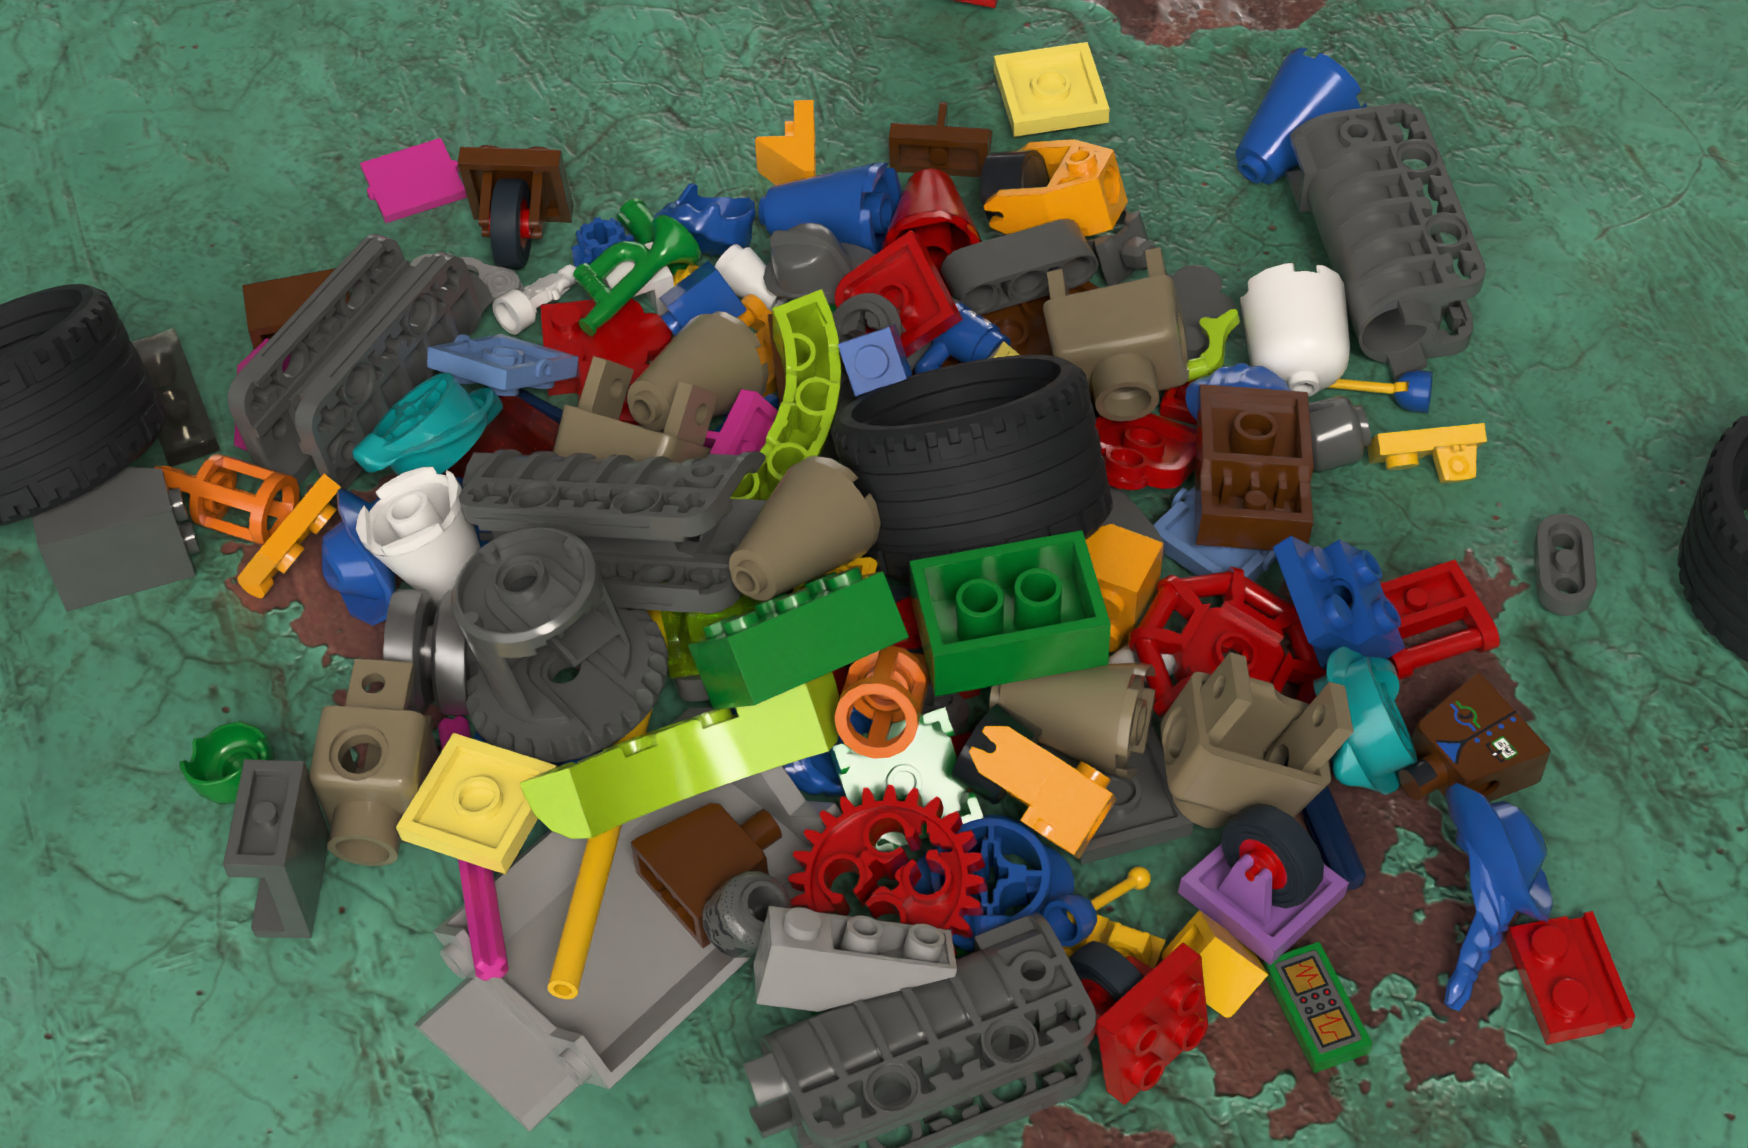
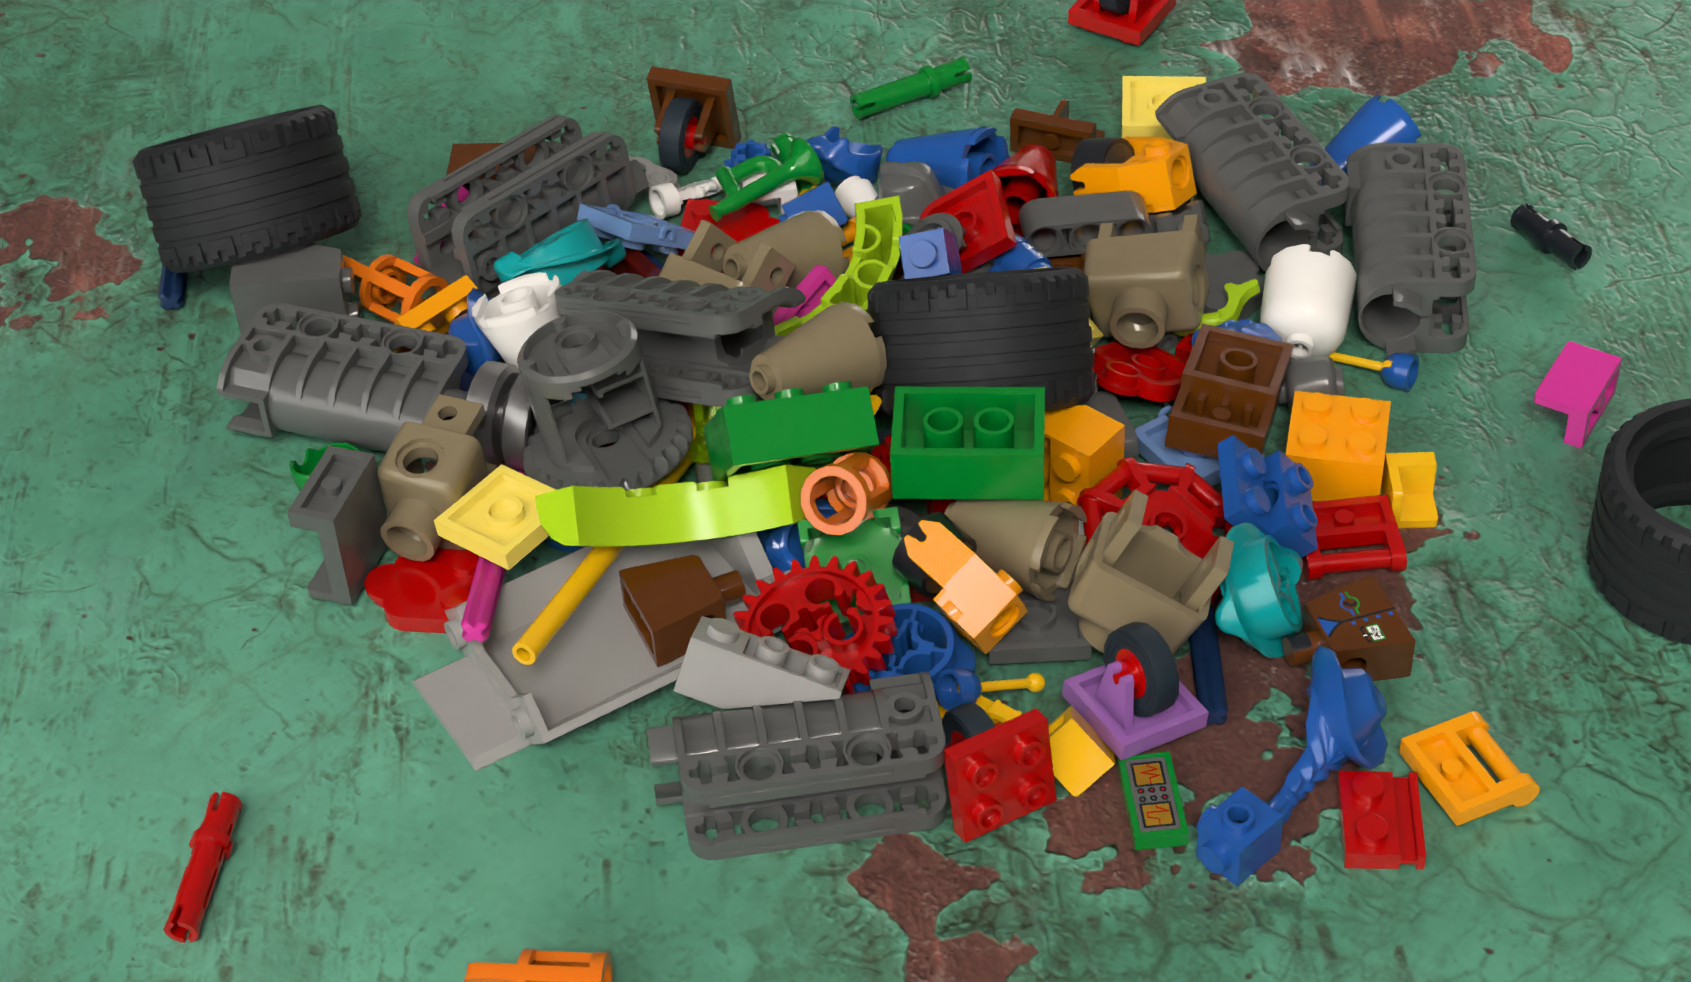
camera: 15 degrees right, 10 degrees down
(187, 428) = (379, 225): clear smoke plate -> none
(214, 651) = (339, 381): none -> dark grey piece
(395, 904) = (421, 591): none -> red plate
(413, 180) = (616, 101): dark pink piece -> none
(738, 910) = (678, 625): dark grey head -> none
(769, 99) = (926, 82): none -> green pin
(793, 155) = (935, 117): light orange slope -> none
(1190, 171) = (1253, 172): none -> dark grey piece
(1385, 504) = (1339, 443): none -> light orange brick
(1428, 1037) = (1238, 836): none -> blue brick
(1451, 448) = (1413, 411): yellow hinge -> none
(1471, 539) = (1410, 486): none -> yellow panel
(1524, 187) = (1551, 236): none -> black pin
(1567, 568) = (1485, 516): dark grey plate -> none
(1618, 382) = (1580, 386): none -> dark pink panel
(1633, 903) = (1458, 777): none -> light orange plate

